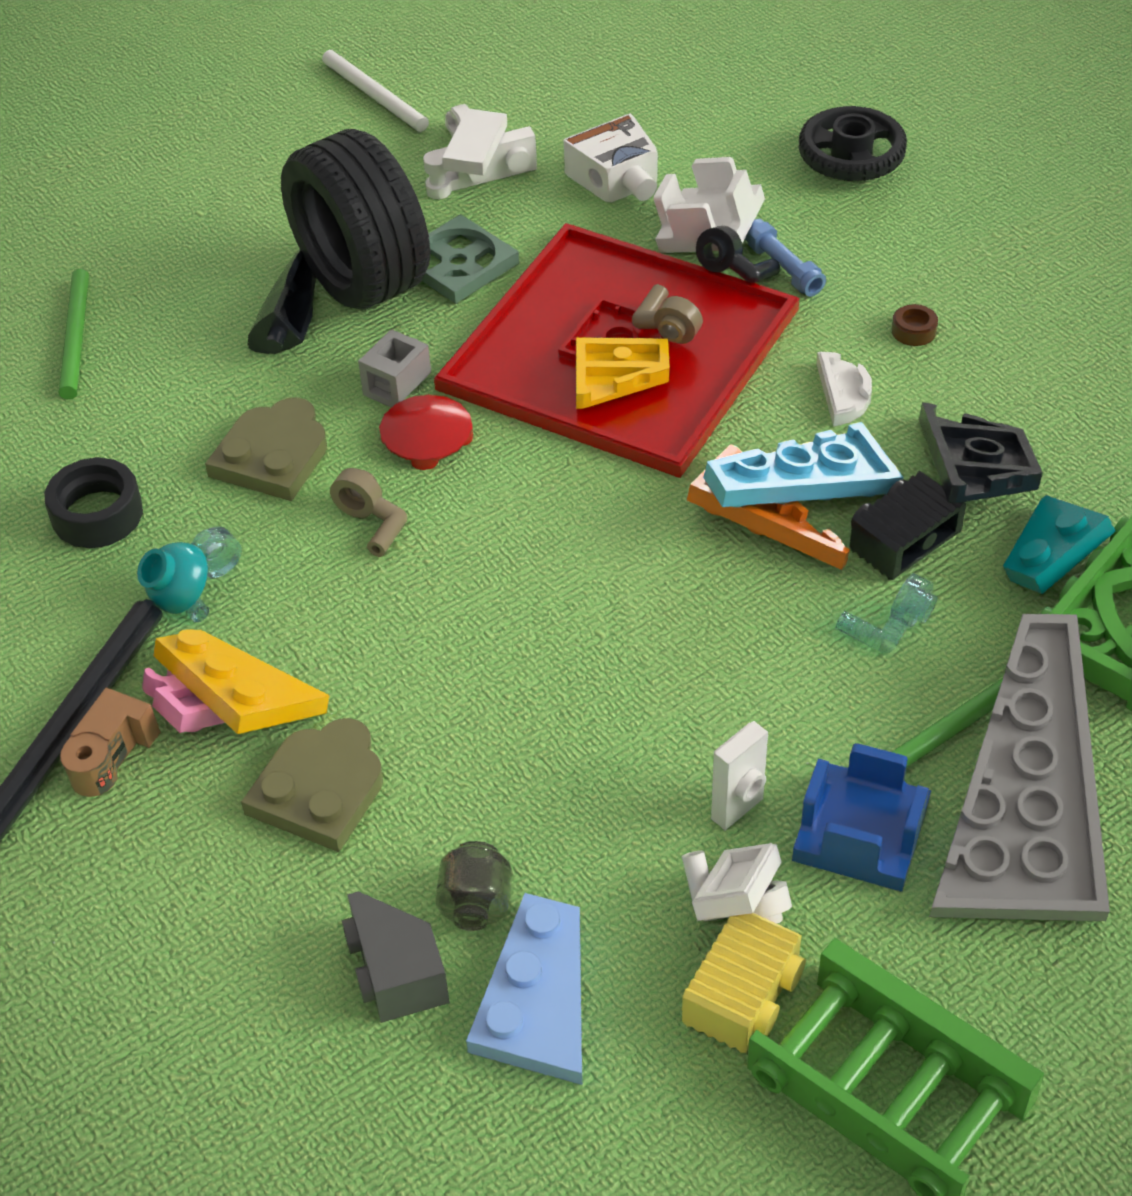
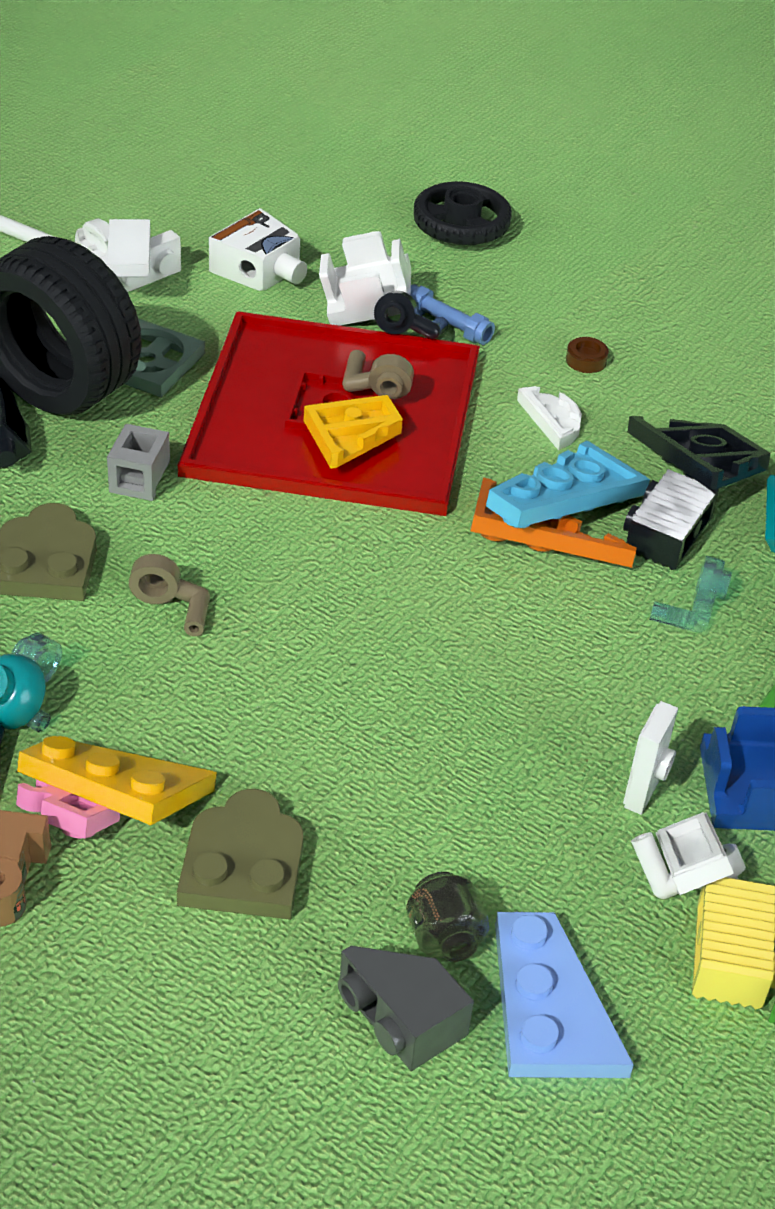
camera: 25 degrees left, 5 degrees down
(426, 429) = (190, 512): red dish -> none

